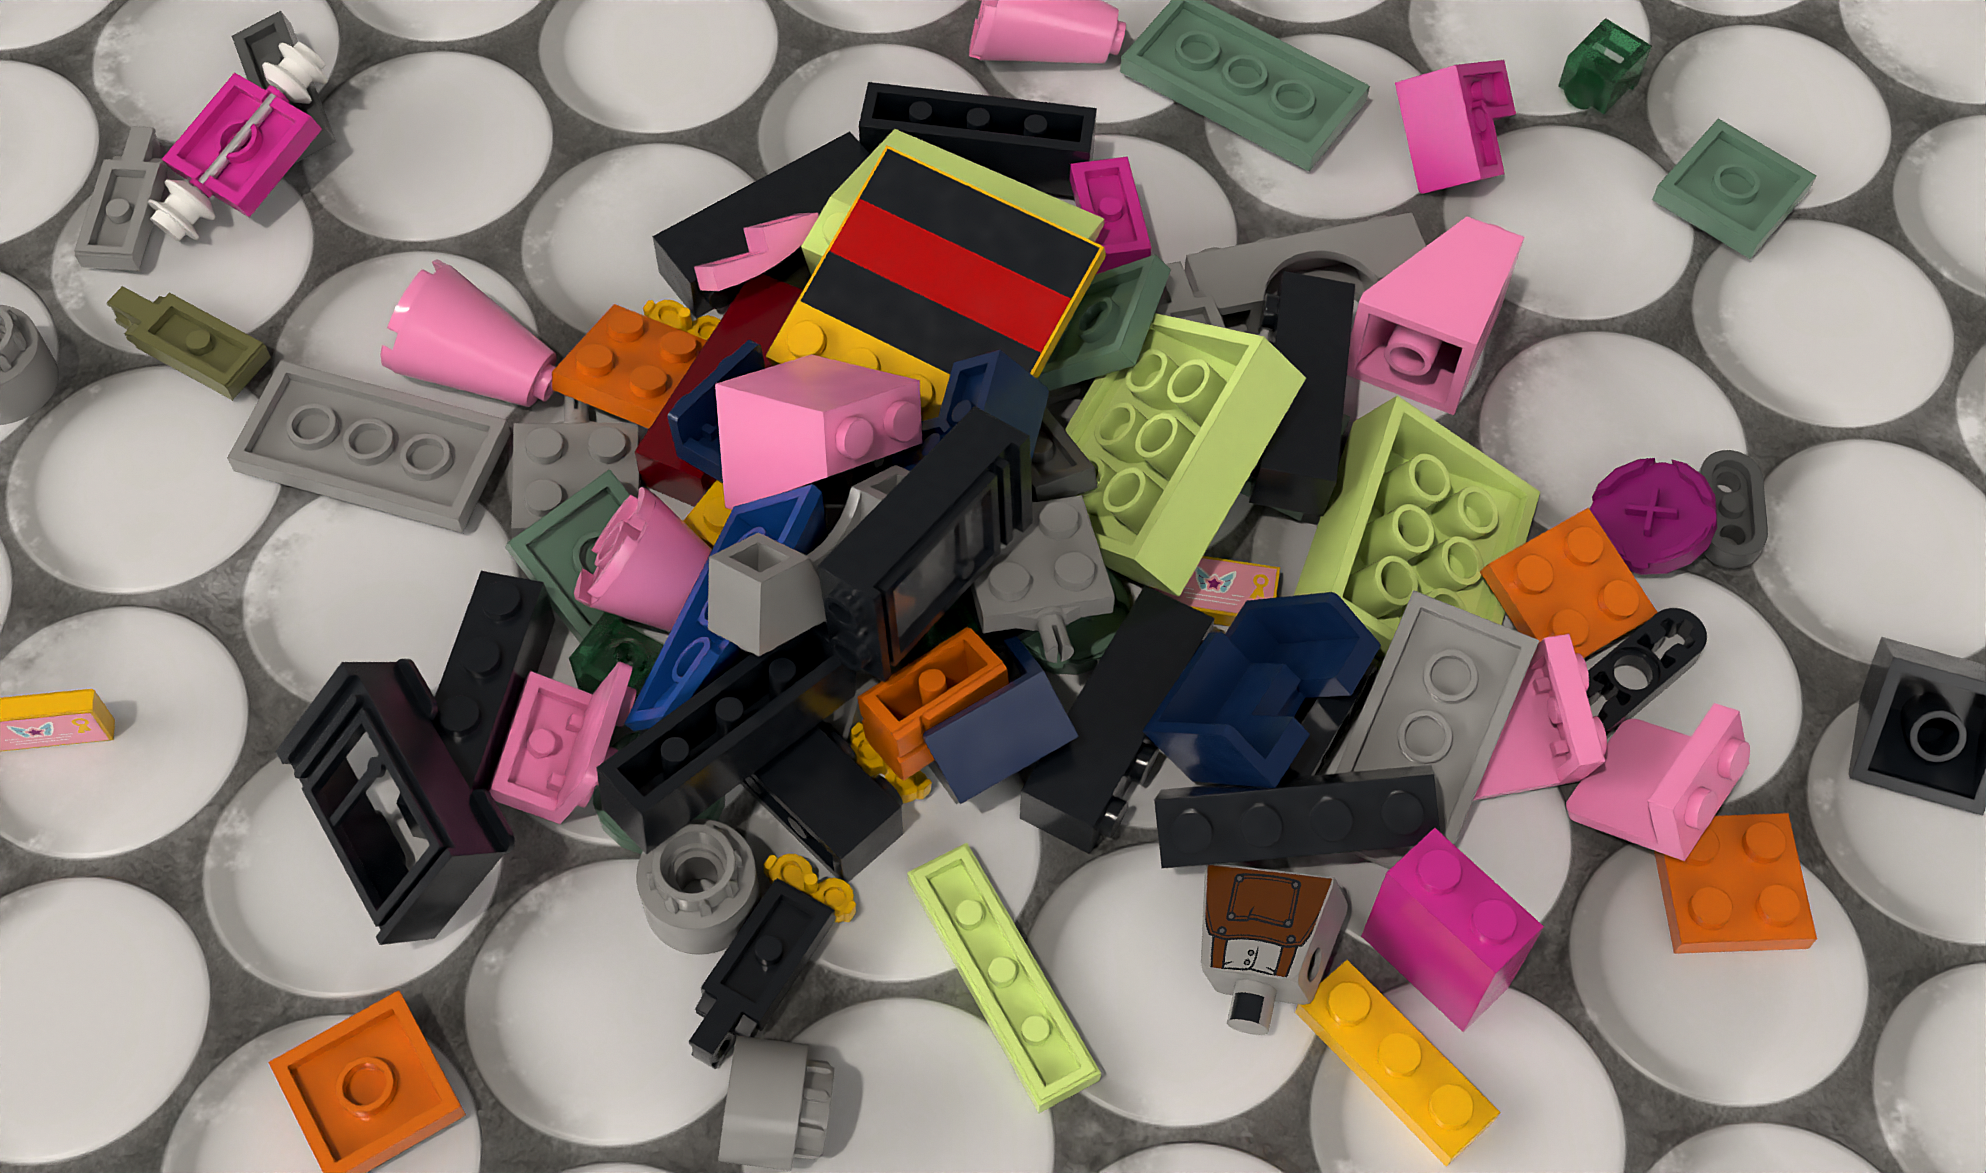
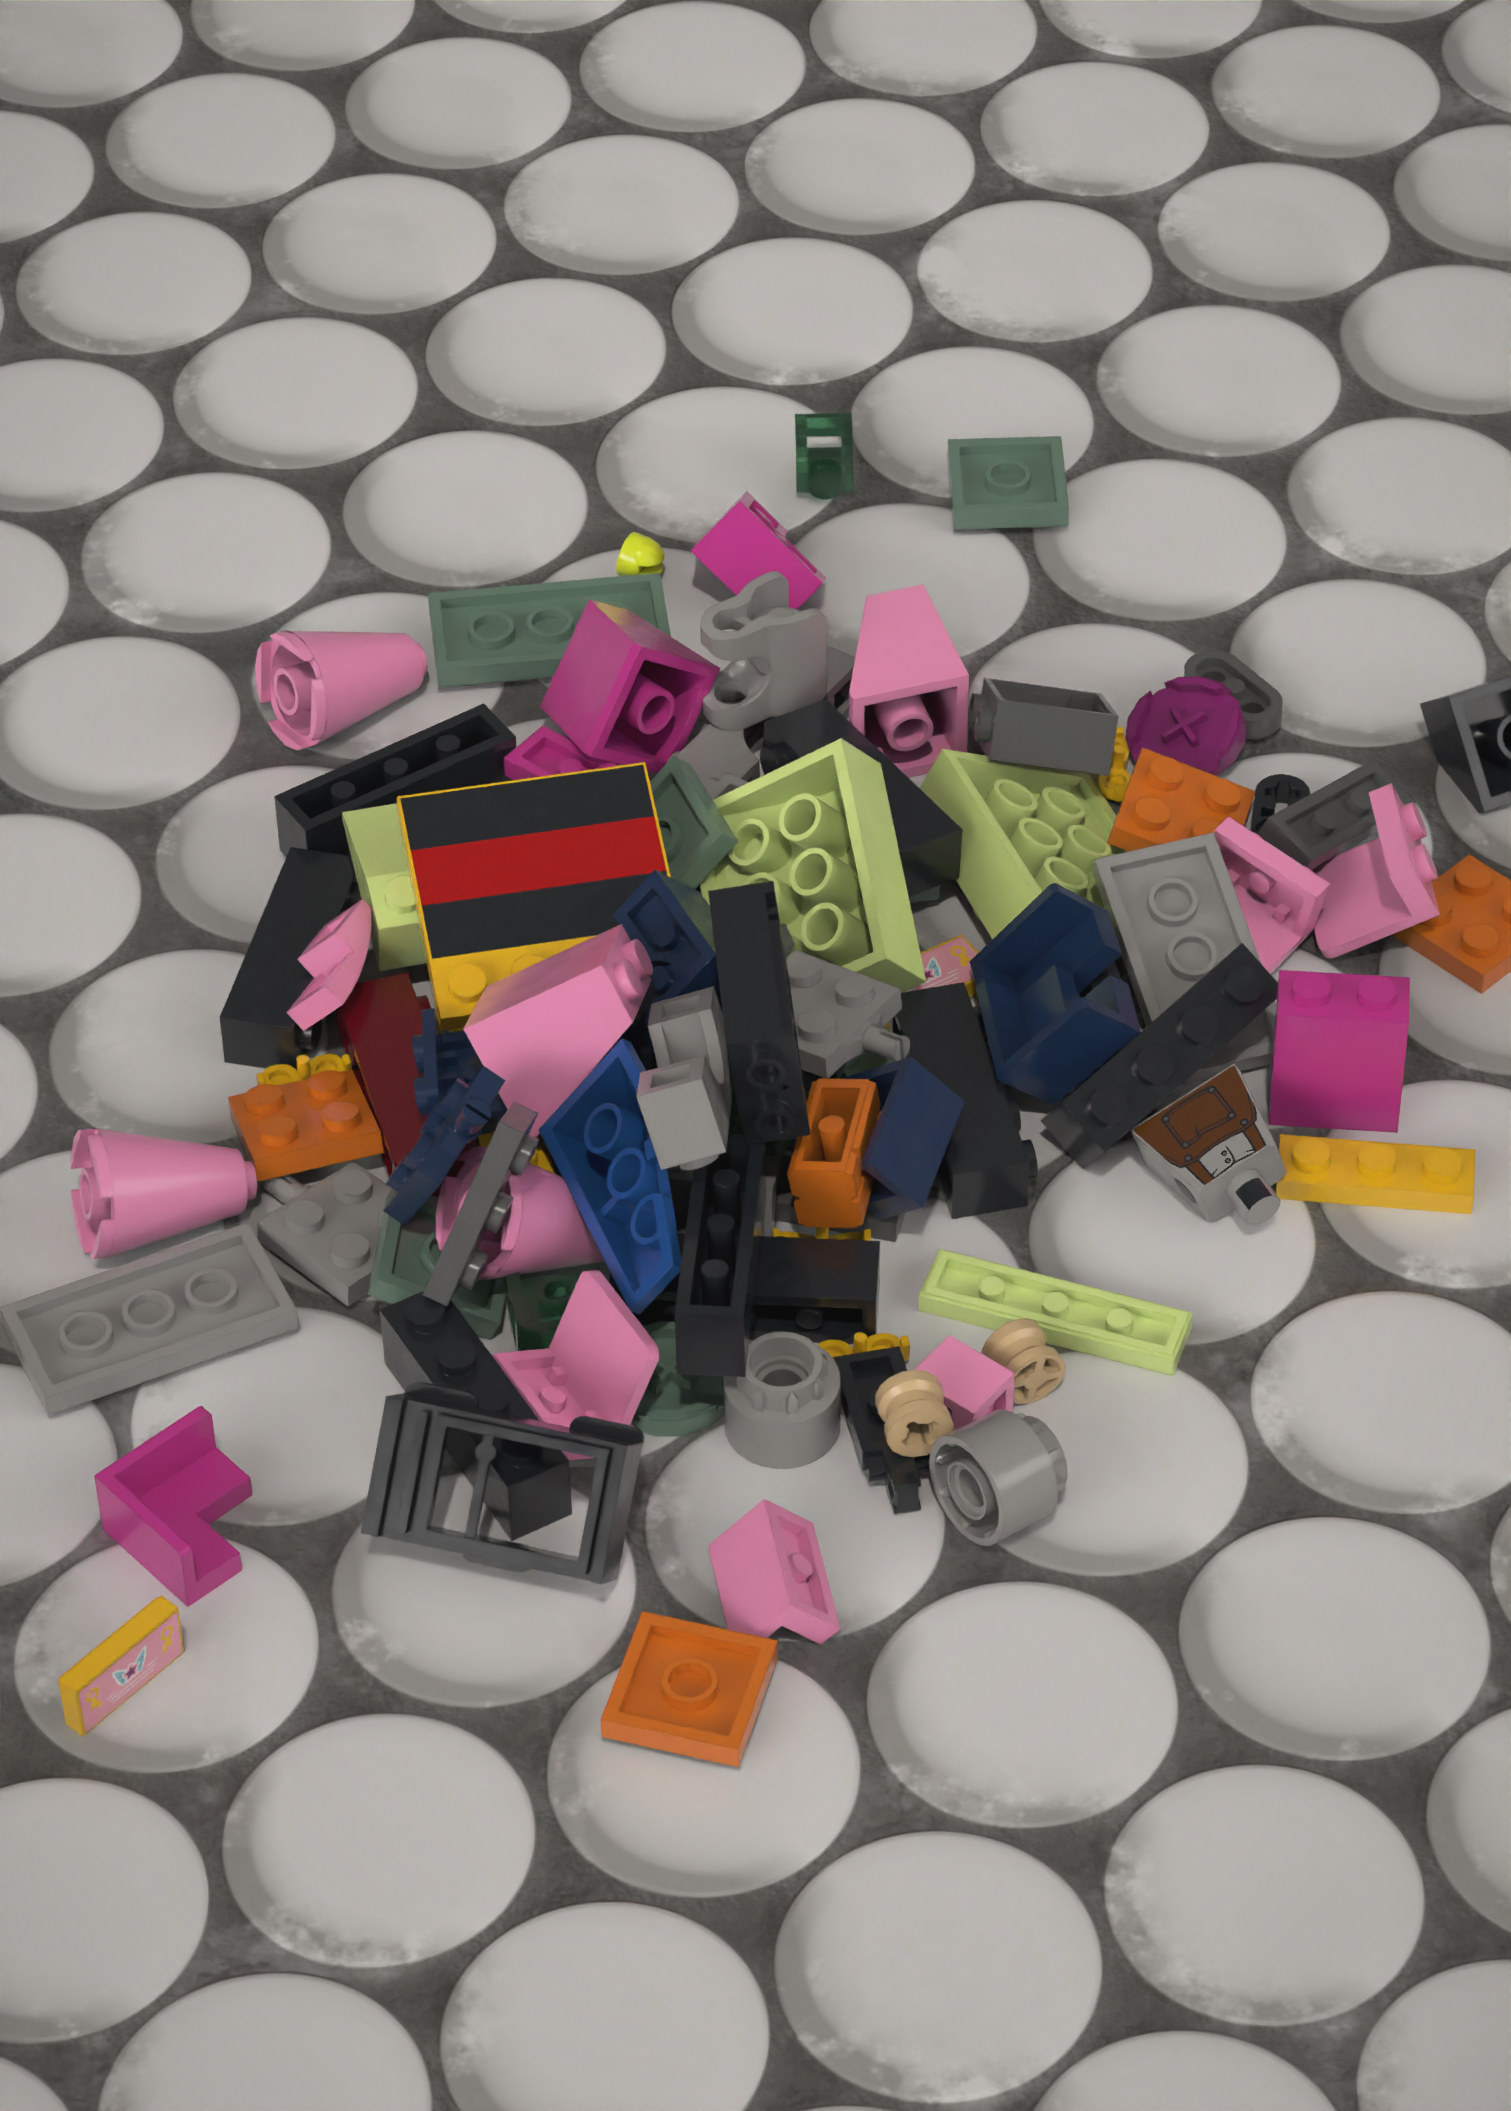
camera: 40 degrees left, 15 degrees down
(202, 608) = (165, 1498): none -> dark pink panel
(533, 1045) = (773, 1575): none -> bright pink panel
(582, 546) = (484, 1205): none -> dark grey plate
(644, 459) = (443, 1136): none -> dark blue plate
(751, 993) = (913, 1412): none -> tan wheel
(834, 997) = (970, 1381): none -> bright pink panel
(915, 1005) = (1023, 1349): none -> tan wheel
(1216, 171) = (627, 688): none -> dark pink slope
(1335, 211) = (773, 654): none -> light grey piece
(1373, 62) = (639, 556): none -> neon yellow hinge
(1516, 430) = (1044, 726): none -> dark grey piece
(1572, 497) = (1115, 785): none -> yellow piece
(1683, 691) = (1330, 817): none -> dark grey plate

